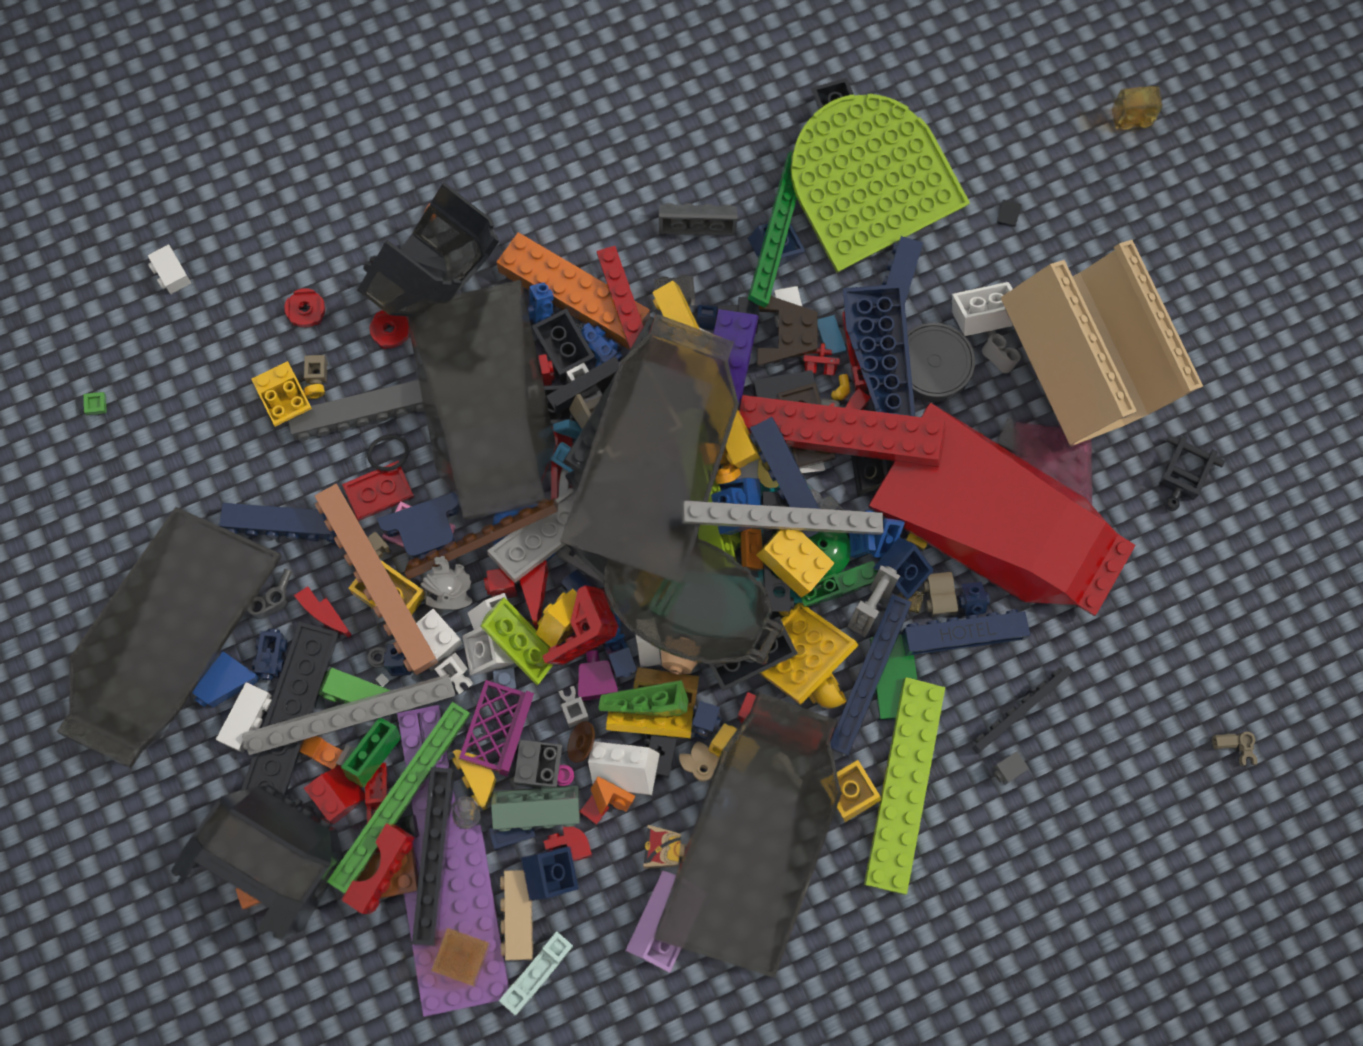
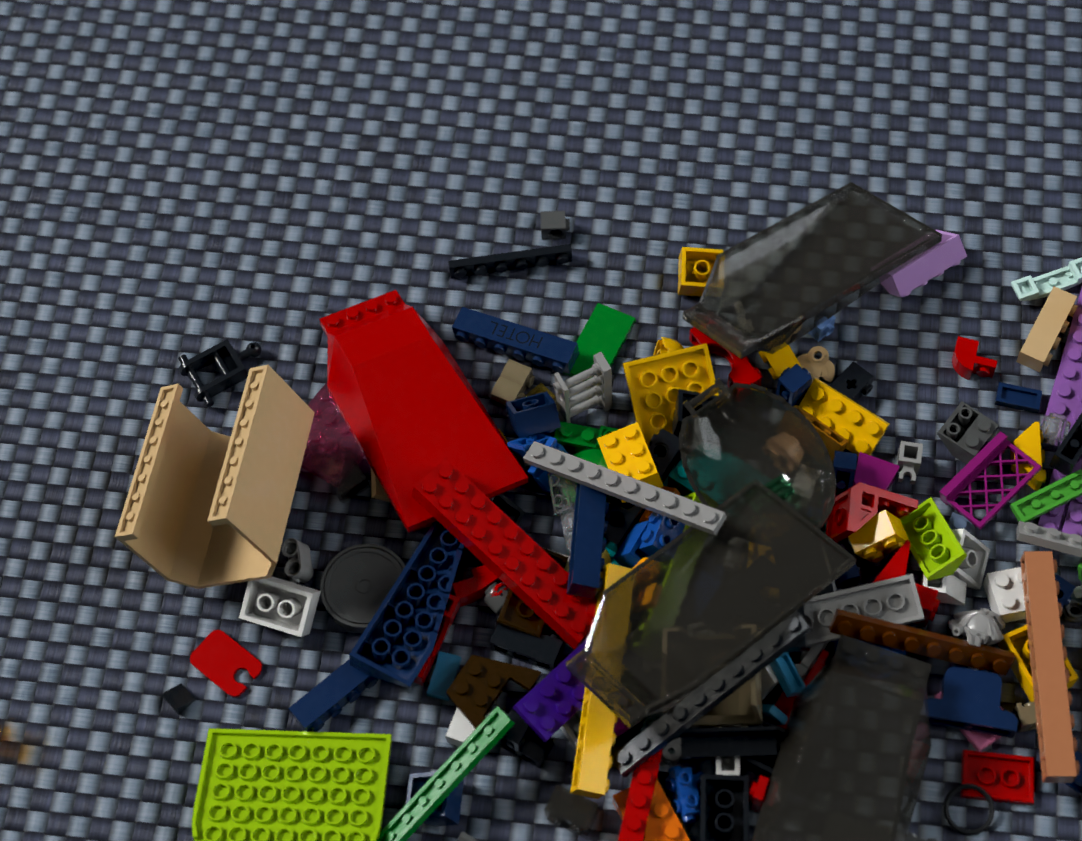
camera: 140 degrees left, 10 degrees down
(455, 669) = (1006, 552): white brick -> none
(535, 808) = (990, 396): sand green slope -> none
(549, 873) = (1005, 336): dark blue brick -> none
(565, 775) = (943, 415): dark pink plate -> none
(580, 742) = (918, 427): reddish brown dish -> none
(591, 811) = (933, 378): red tile -> none
(606, 792) = (917, 376): orange slope -> none
(624, 766) = (889, 389): white slope -> none
(655, 700) = (837, 416): bright green wedge -> none
(662, 848) = (889, 314): torso -> none
(706, 316) = (553, 769): dark blue slope -> none
(829, 363) = (466, 646): red hips -> none
(843, 390) = (467, 615): yellow arm -> none
(870, 675) = (632, 344): dark blue plate -> none
(904, 786) = (648, 260): lime plate -> none
(974, 598) = (487, 362): dark blue brick -> none
(1000, 258) = (221, 658): none -> red piece
(1245, 742) = (349, 150): dark tan bar -> none

